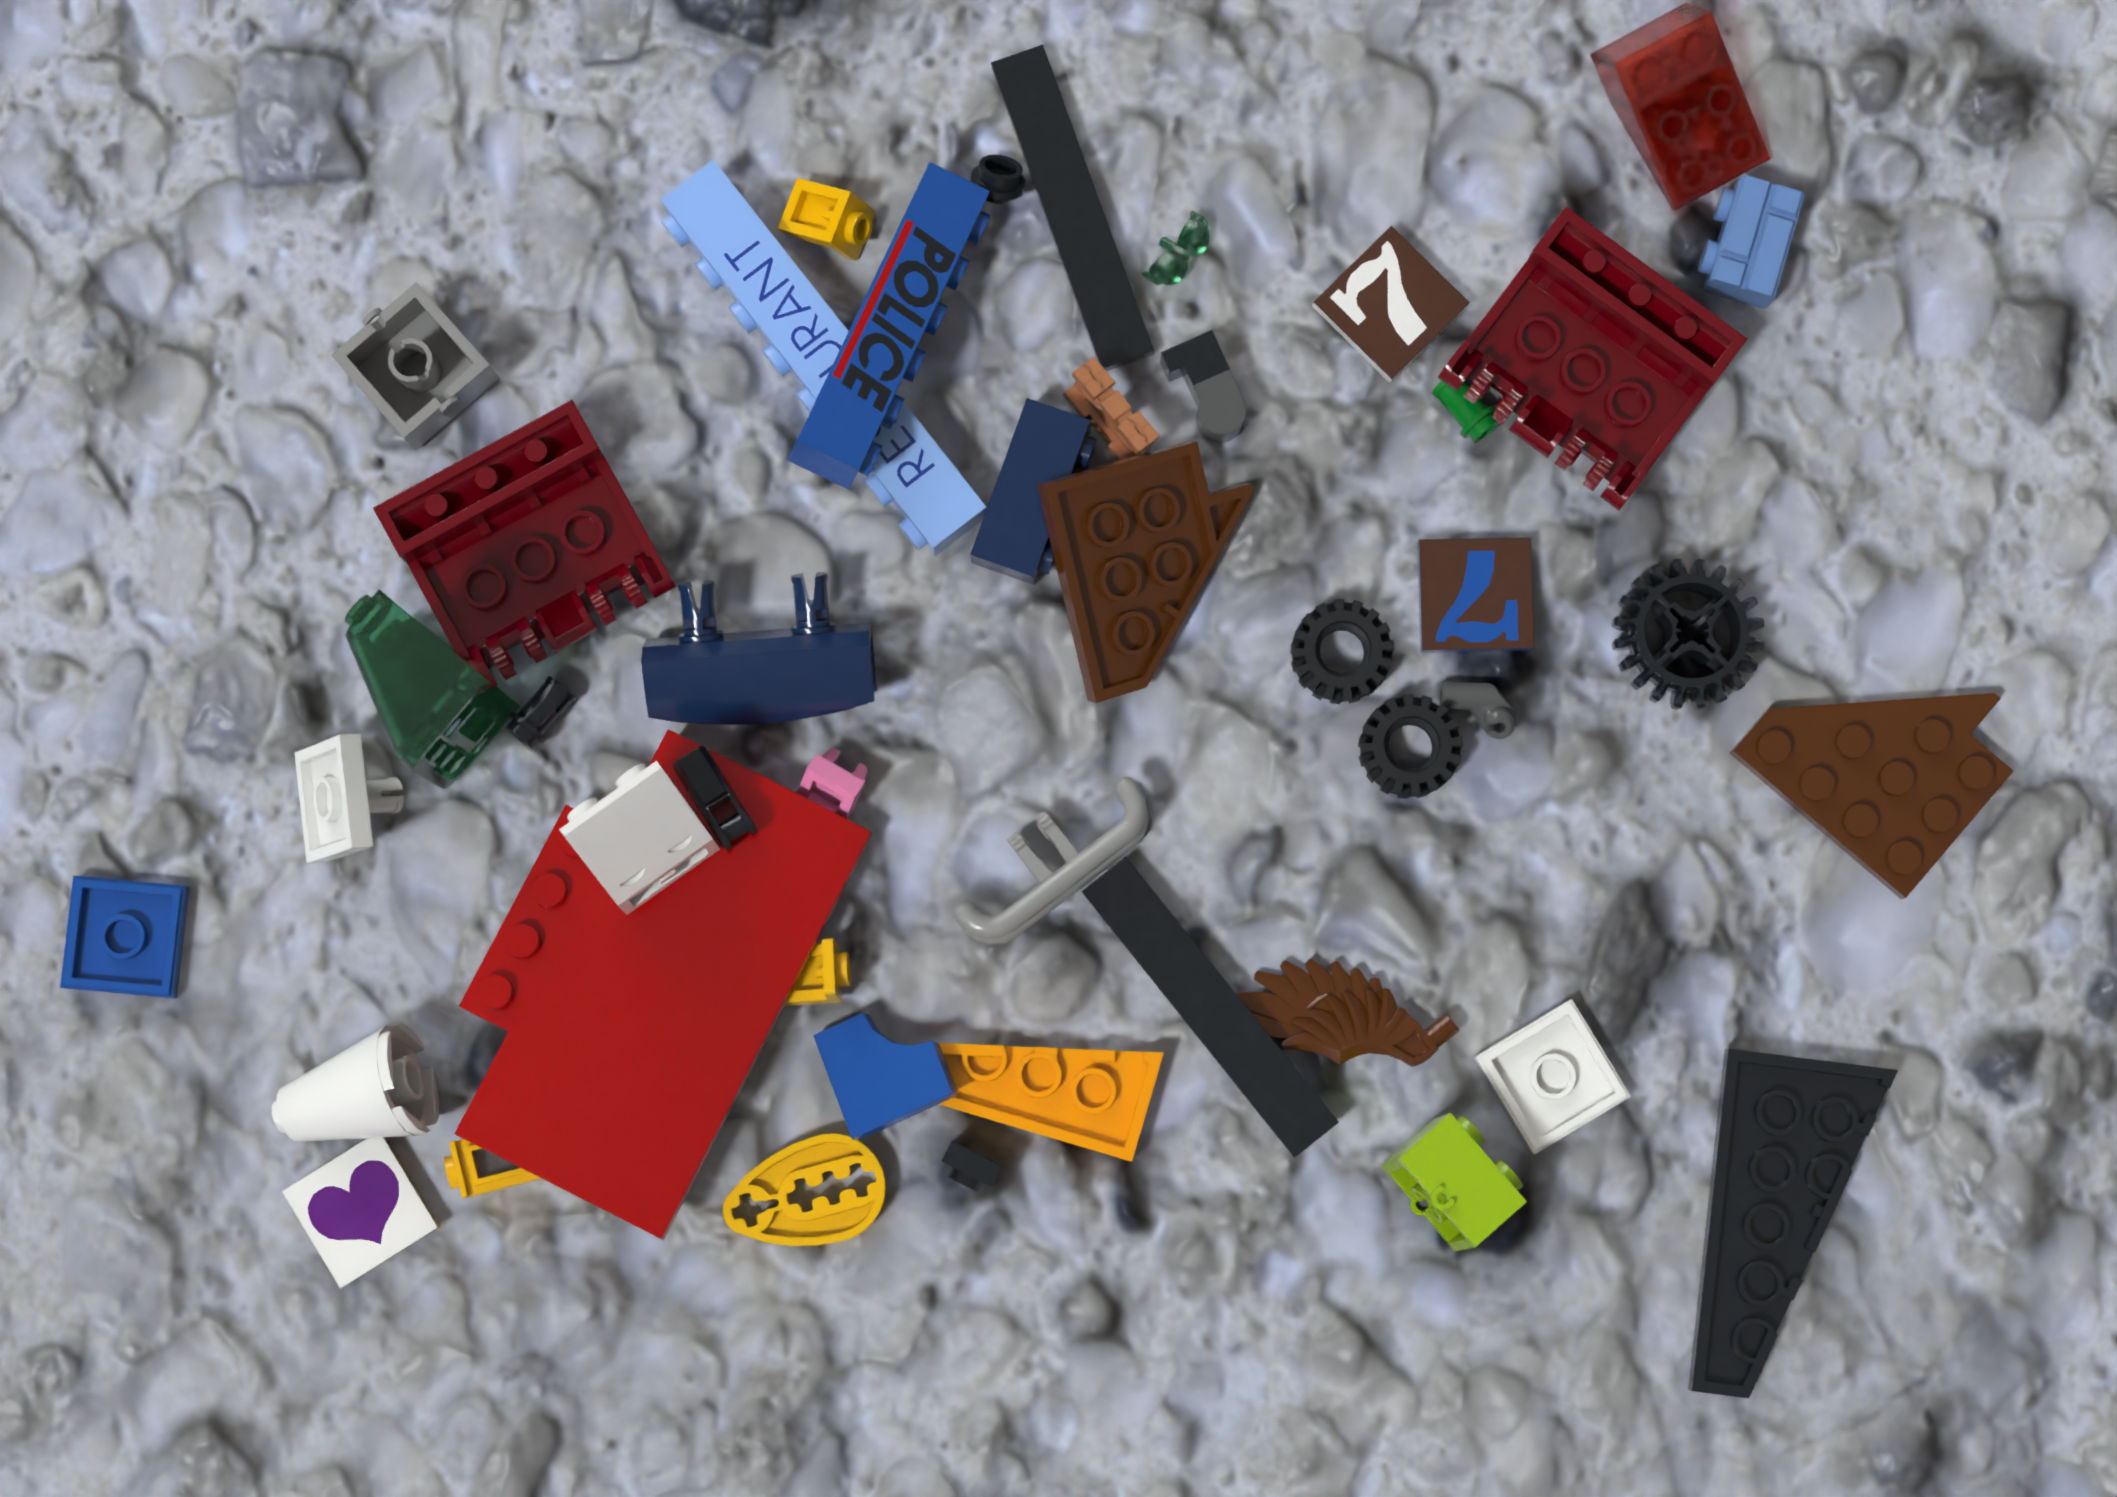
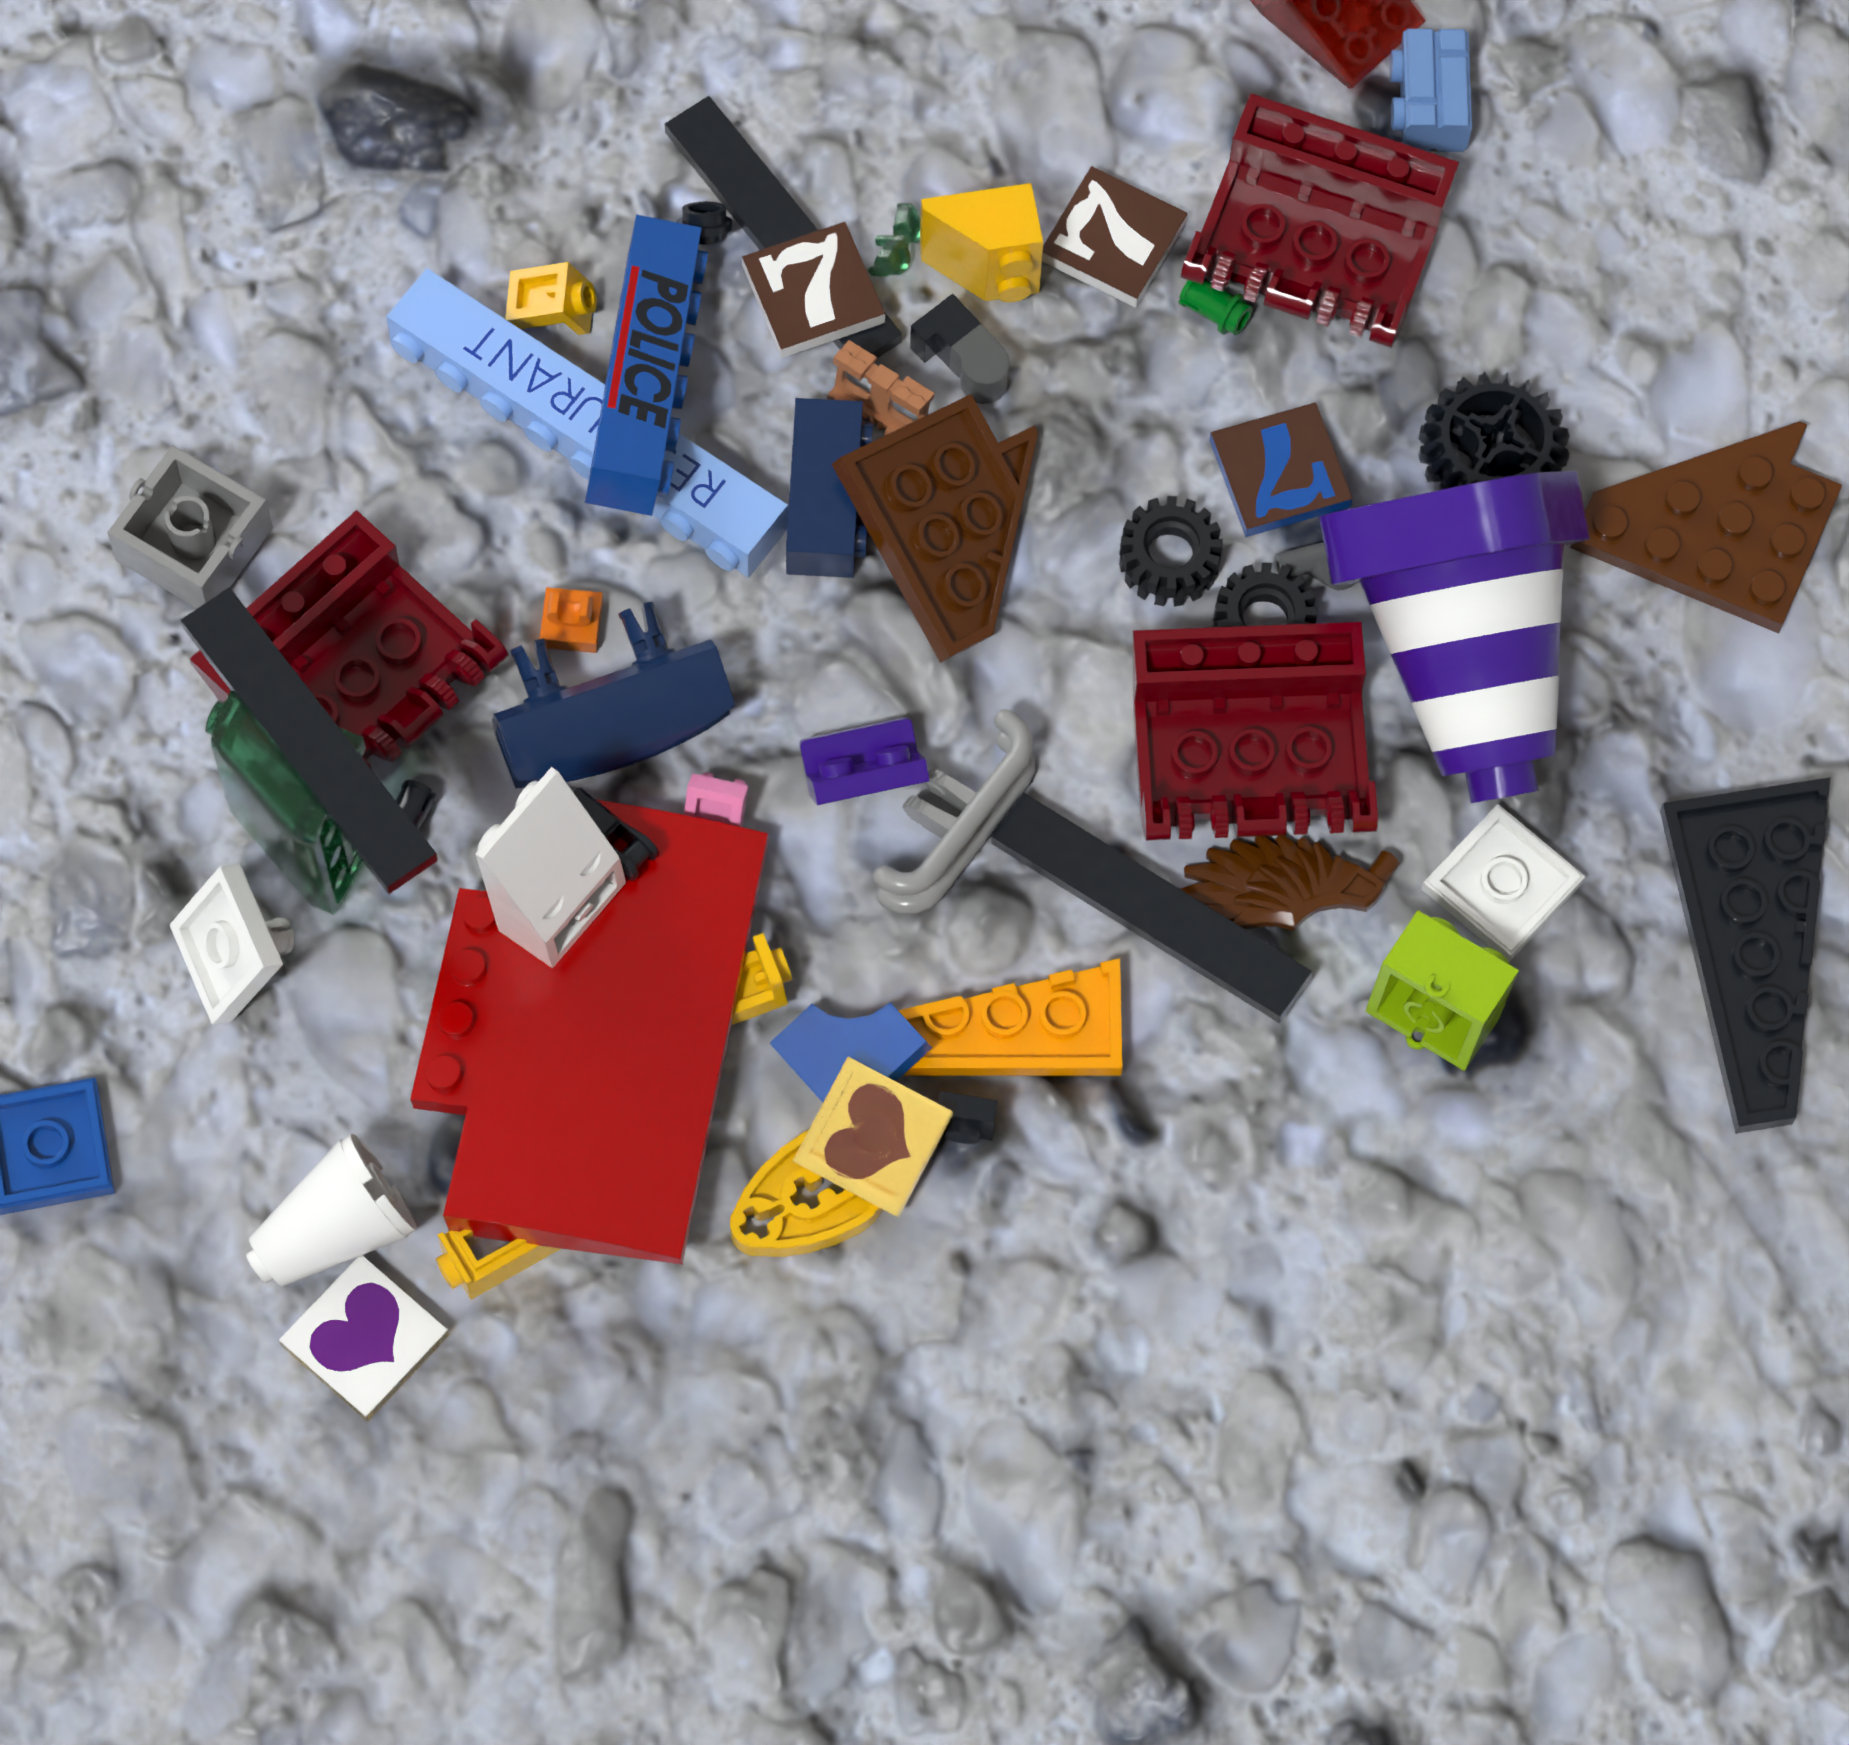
camera: 20 degrees left, 15 degrees down
(431, 671) = (309, 741): none -> black tile
(753, 554) = (571, 619): none -> orange tile
(877, 1167) = (873, 1136): none -> clear yellow tile
(981, 787) = (862, 761): none -> dark purple bracket
(1080, 283) = (813, 289): none -> reddish brown tile
(1261, 286) = (985, 241): none -> yellow slope
(1358, 868) = (1251, 729): none -> dark red slope
(1601, 815) = (1470, 614): none -> dark purple cone

